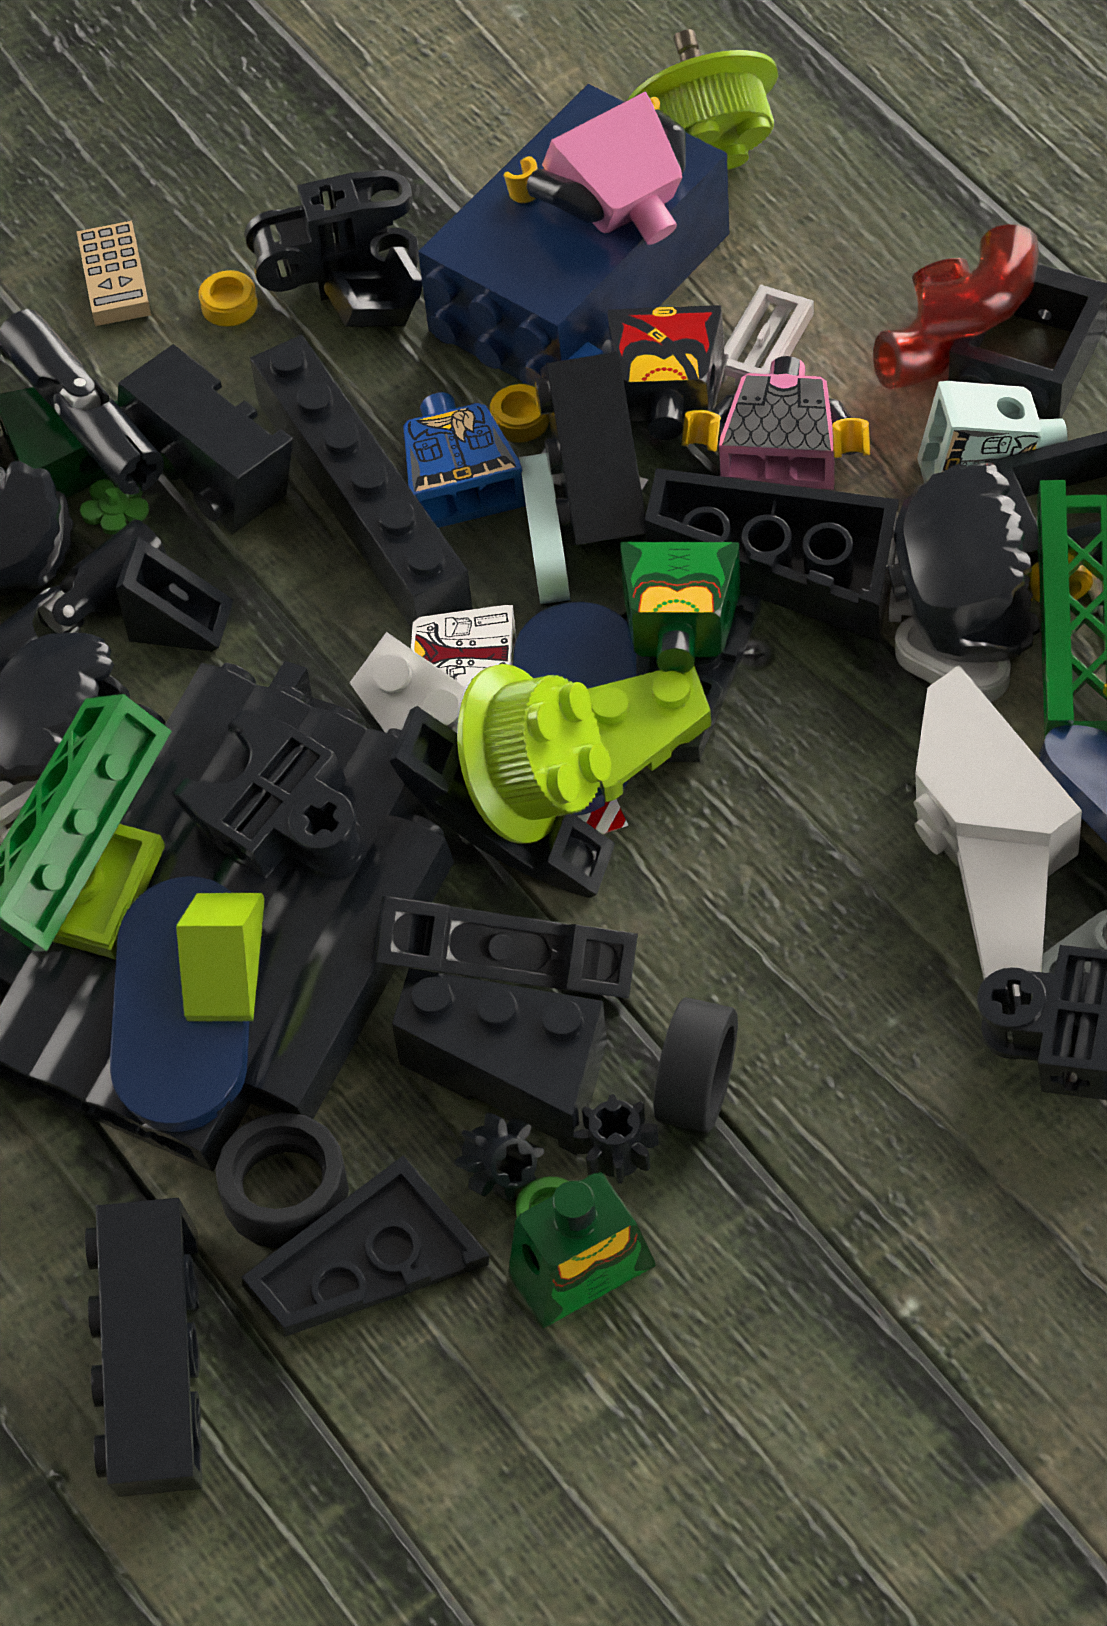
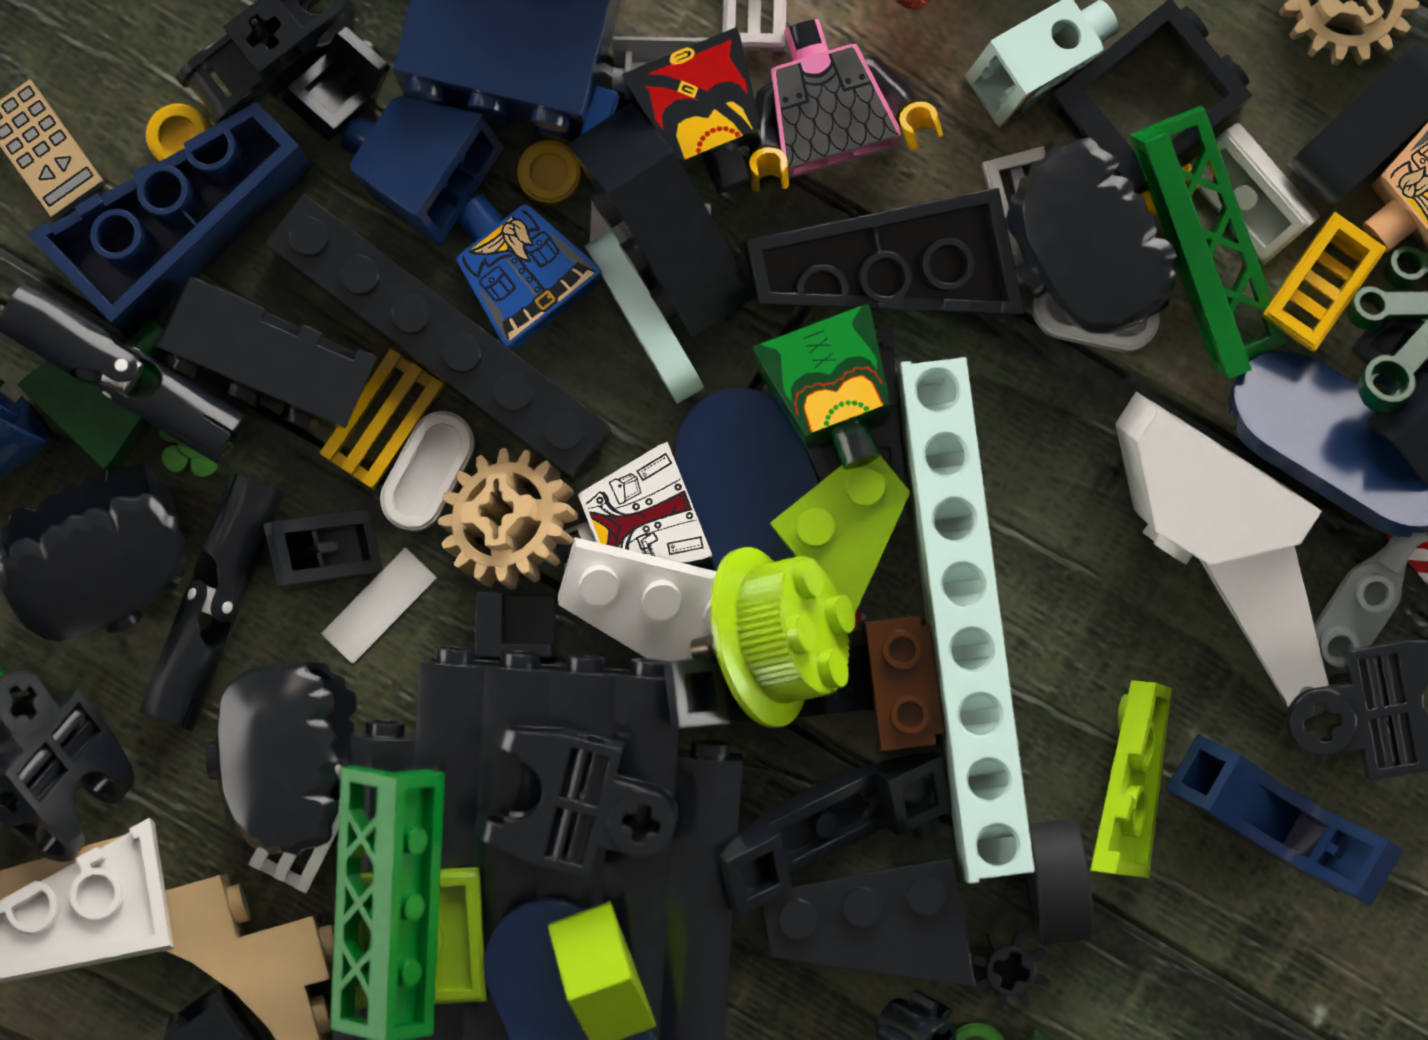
camera: 30 degrees left, 30 degrees up
(170, 684) = (379, 605): none -> white sticker
(209, 321) = (173, 216): none -> dark blue wedge
(276, 531) = (376, 383): none -> yellow tile
(298, 587) = (426, 470): none -> white tile
(343, 625) = (508, 518): none -> tan gear
(417, 353) = (422, 161): none -> dark blue torso
(632, 866) = (904, 683): none -> reddish brown window
(705, 826) = (963, 619): none -> light aqua tile
(805, 1020) = (1133, 791): none -> lime wing
(931, 1095) = (1283, 821): none -> dark blue arch

